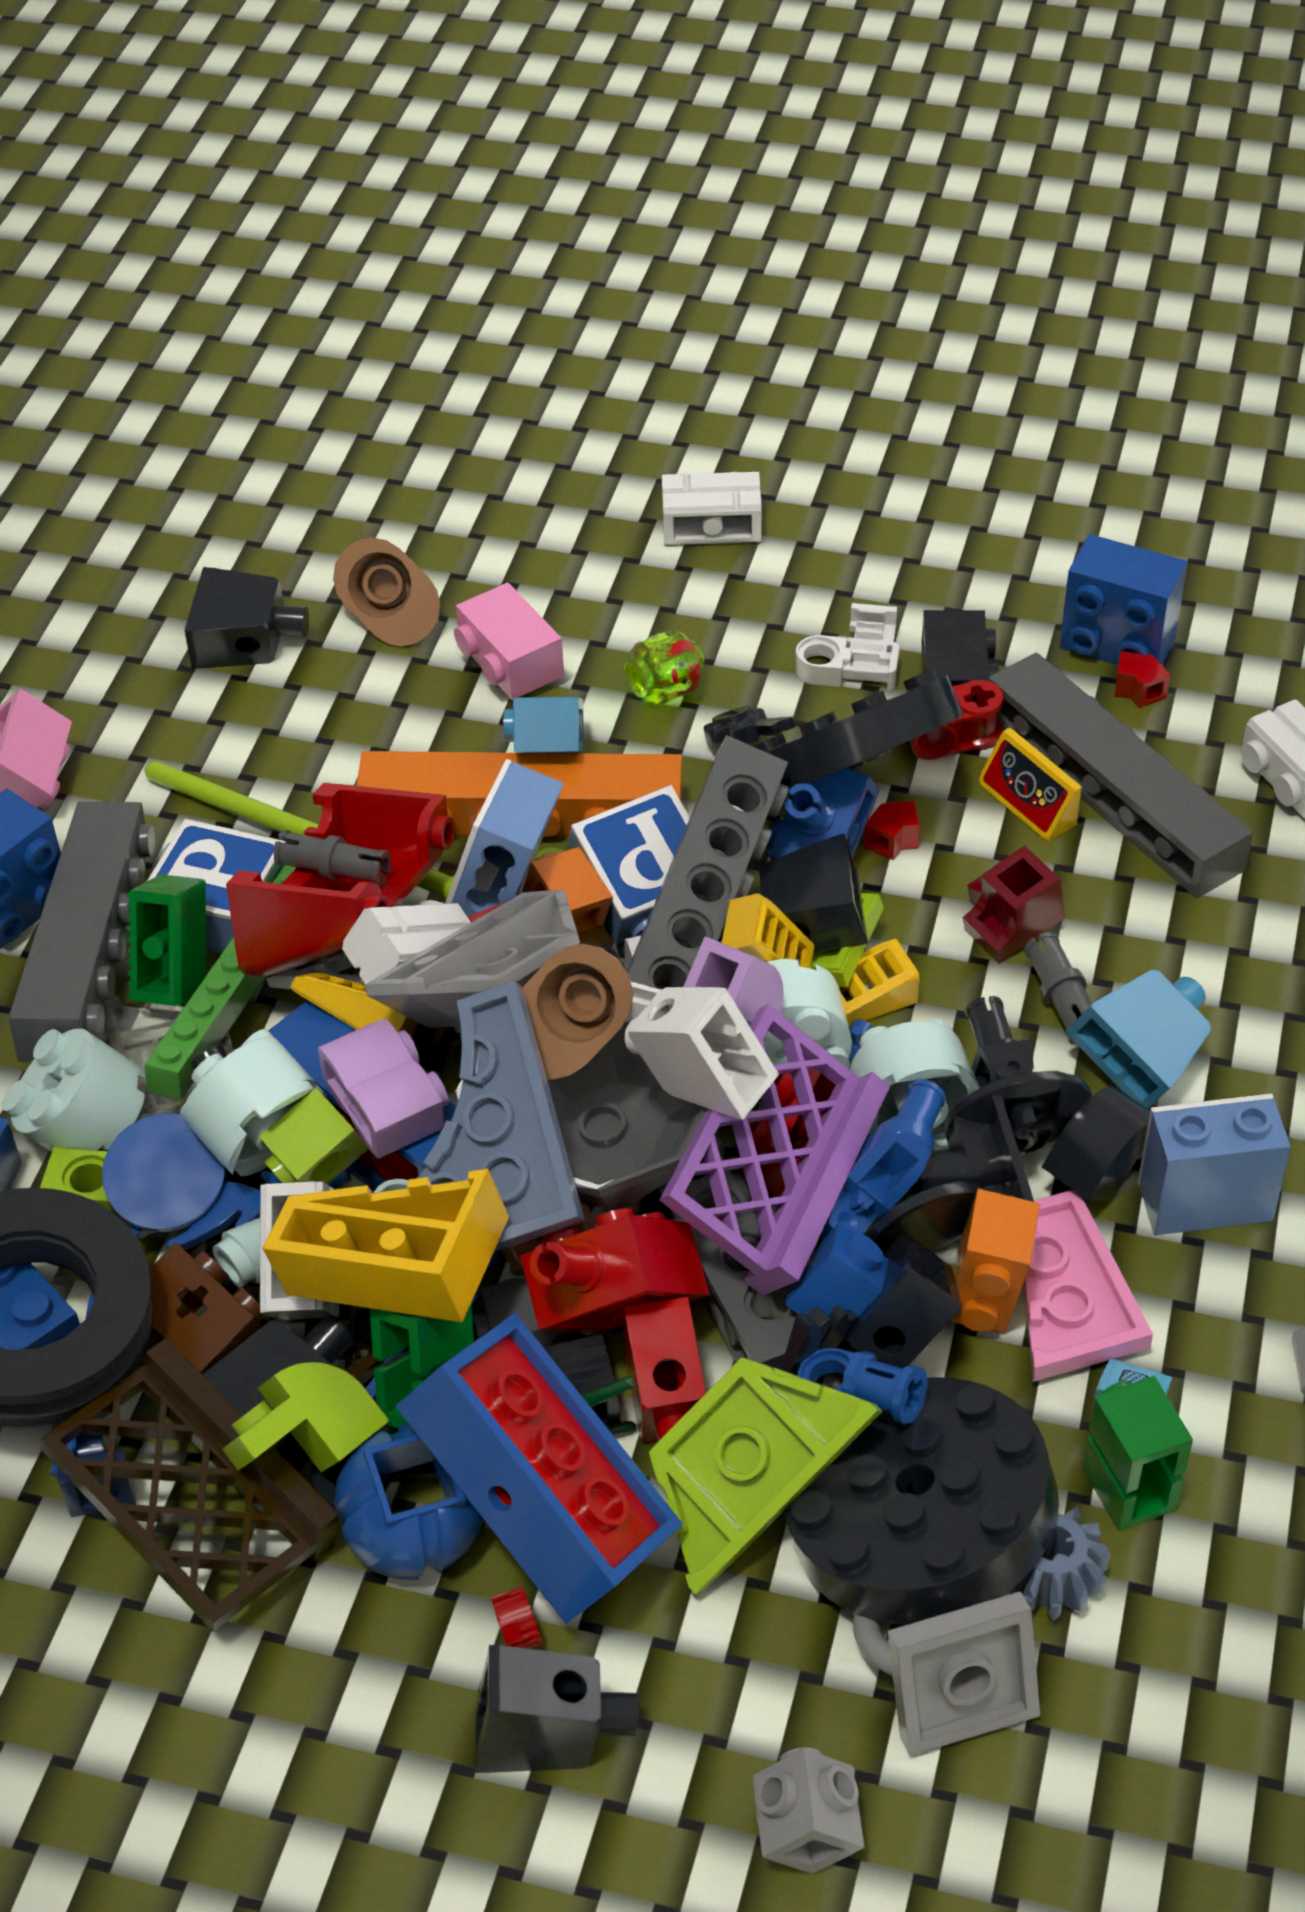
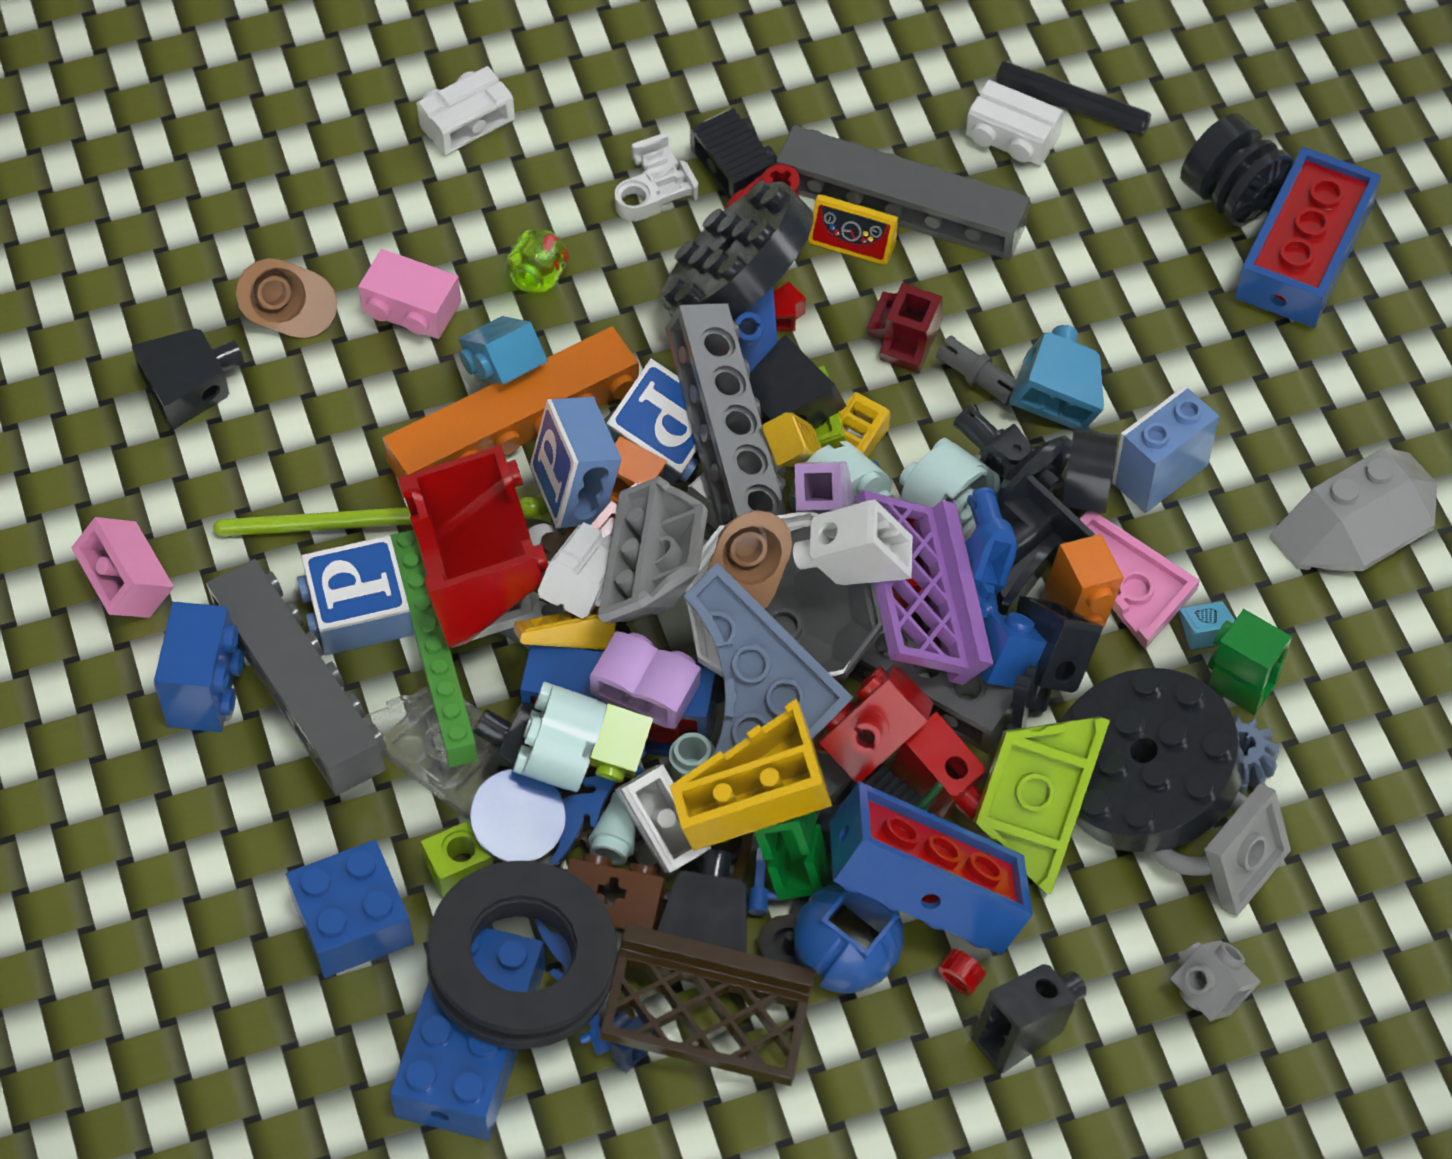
camera: 35 degrees left, 10 degrees up
(75, 1092) = (406, 796): light aqua brick -> none
(167, 939) = (372, 652): green brick -> none
(320, 1408) = (761, 916): lime brick -> none
(332, 857) = (448, 531): dark grey pin -> none
(745, 725) = (631, 280): black piece -> none
(887, 1386) = (1076, 704): blue connector -> none
(1121, 601) = (825, 58): blue brick -> none
(1141, 679) = (863, 108): red piece -> none

